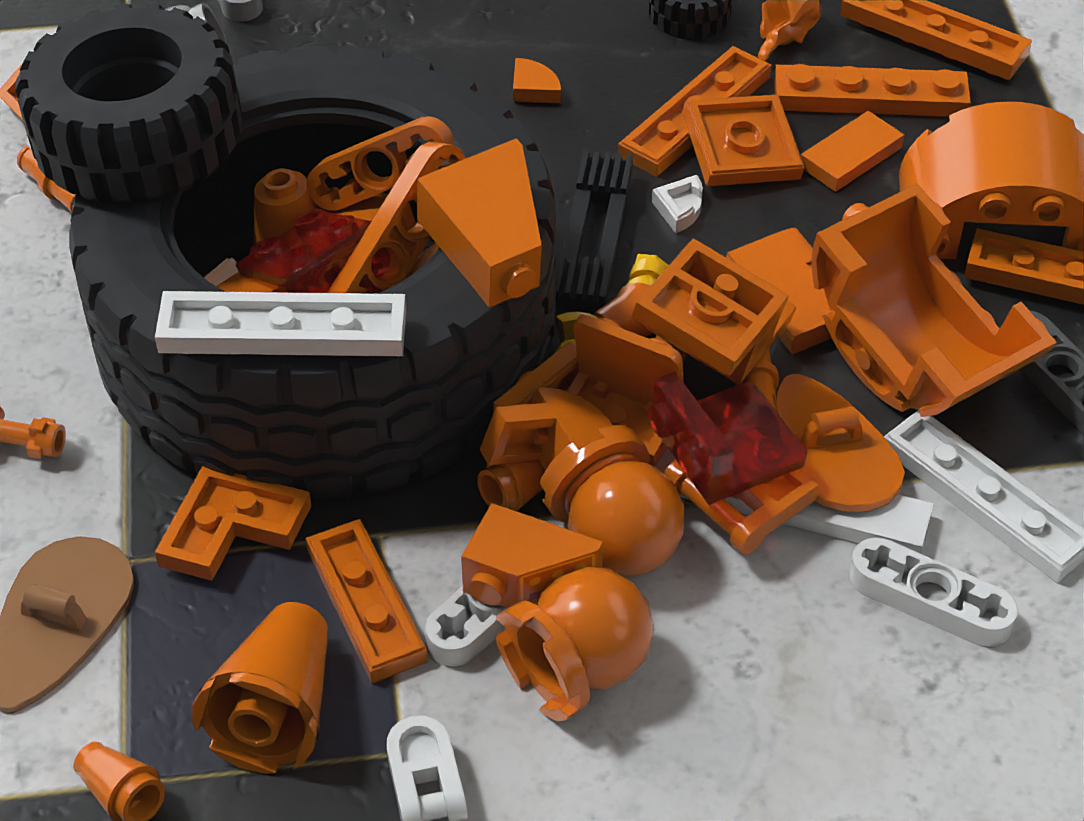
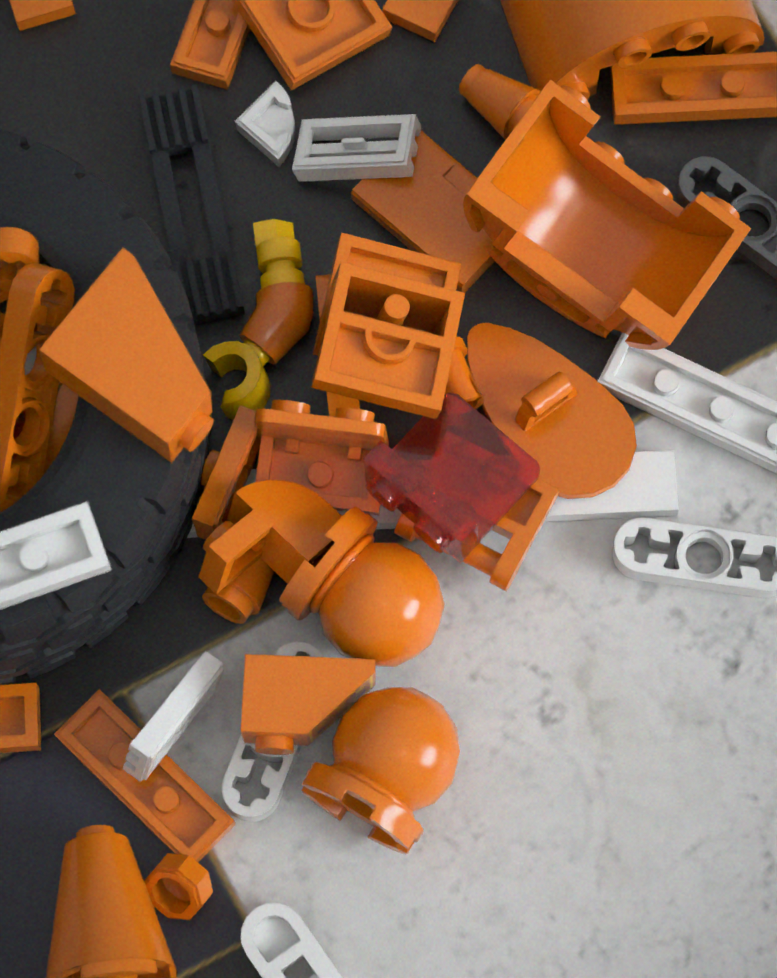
camera: 20 degrees left, 25 degrees up
(353, 679) = (178, 886): none -> orange tile
(410, 546) = (173, 717): none -> white tile
(743, 226) = (355, 156): none -> white tile

